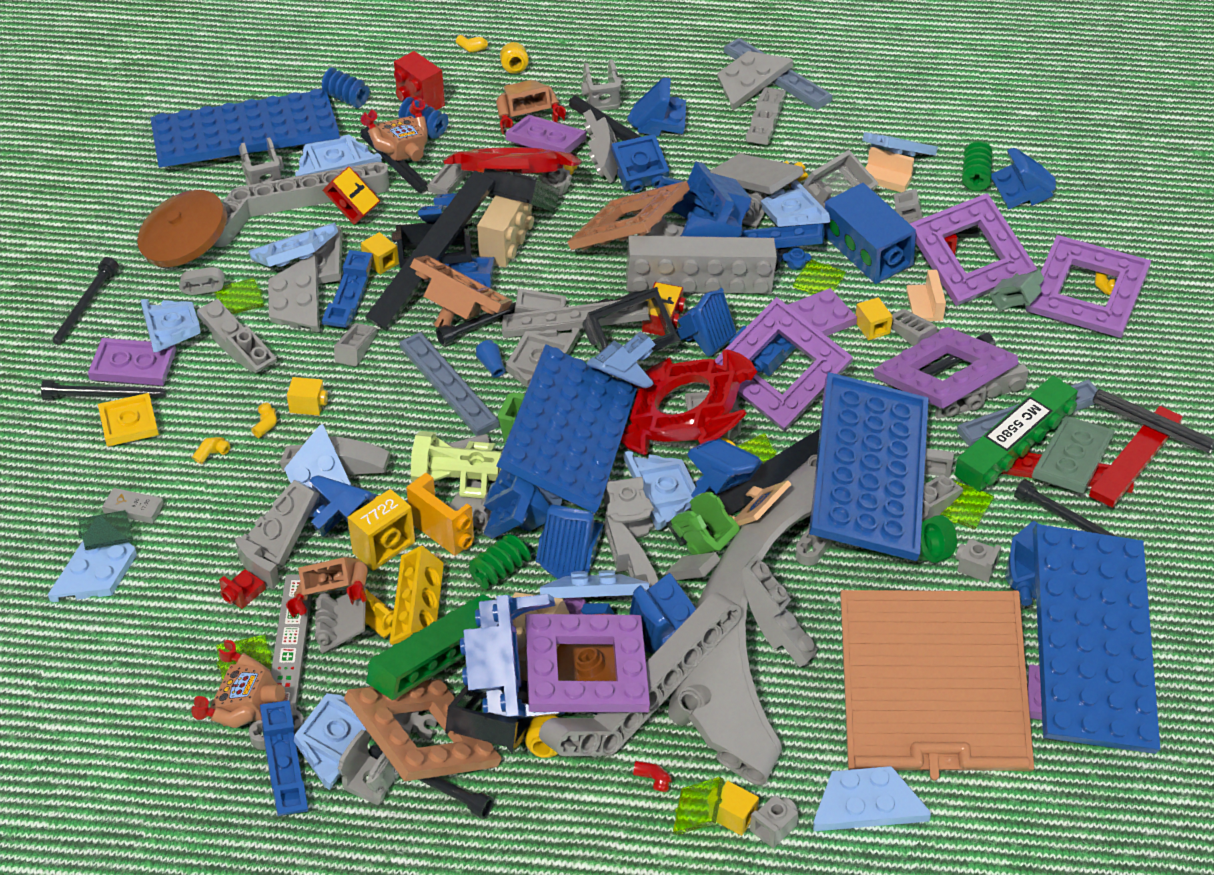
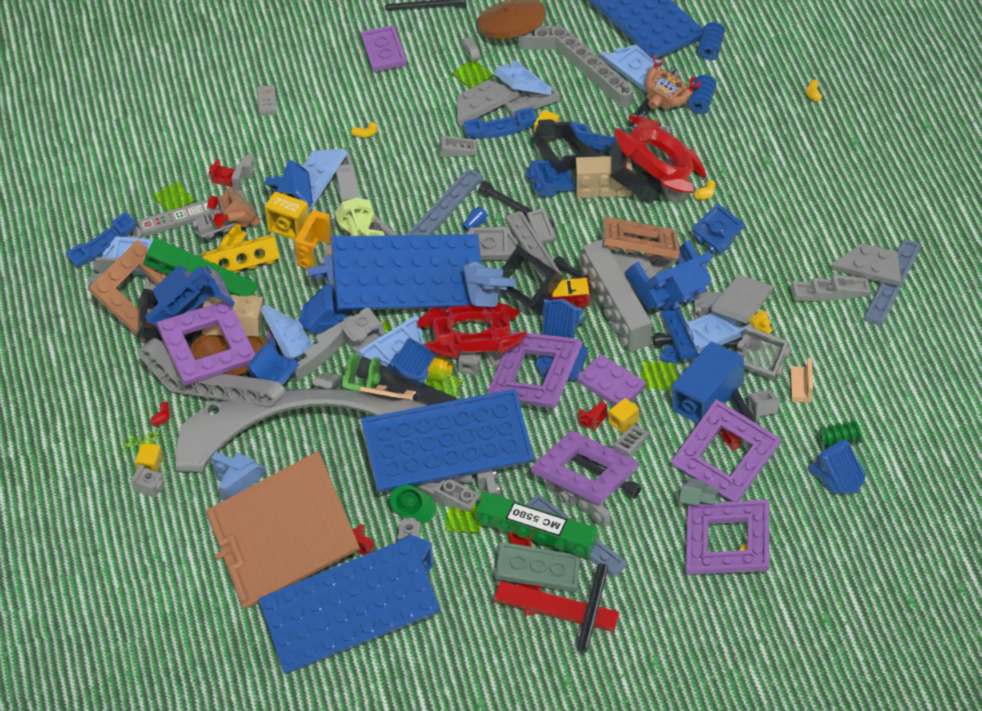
camera: 70 degrees right, 5 degrees up
(52, 390) = (342, 23): black piece -> none
(93, 572) = (215, 104): light blue wing -> none
(105, 530) = (236, 94): clear green piece -> none
(128, 419) = (333, 67): yellow plate -> none
(169, 322) = (423, 49): light blue wing -> none
(211, 446) = (333, 117): yellow arm -> none
(234, 338) = (428, 87): light grey slope -> none
(241, 691) = (139, 204): nougat torso -> none
(253, 173) = (592, 32): light grey piece -> none
(283, 523) = (269, 168): light grey wing -> none
(306, 396) = (392, 140): yellow brick -> none
(351, 195) = (589, 86): brick -> none
(419, 79) = (732, 76): red brick -> none
(434, 245) = (547, 145): black tile -> none
(456, 292) = (514, 172): nougat brick -> none
(478, 803) = (108, 339): black piece -> none
(498, 560) = (293, 285): green piece -> none
(514, 57) = (806, 119): yellow head -> none
(526, 98) = (754, 140): nougat torso -> none
(545, 134) = (723, 168): medium lavender plate -> none
(593, 92) = (794, 171): light grey piece -> none
(600, 145) = (735, 201): light grey slope -> none
(619, 130) = (764, 201): black axle -> none
(659, 111) = (791, 225): blue piece -> none
(768, 604) = (295, 427): light grey slope -> none
(817, 708) = (235, 473): none -> medium blue piece
(864, 343) = (594, 417): none -> red bracket
(867, 800) = (185, 525): light blue wing -> none
(898, 145) = (830, 374): light blue wing -> none
(927, 299) = (666, 444): light nougat panel -> none
(1027, 492) = (489, 549): black piece -> none

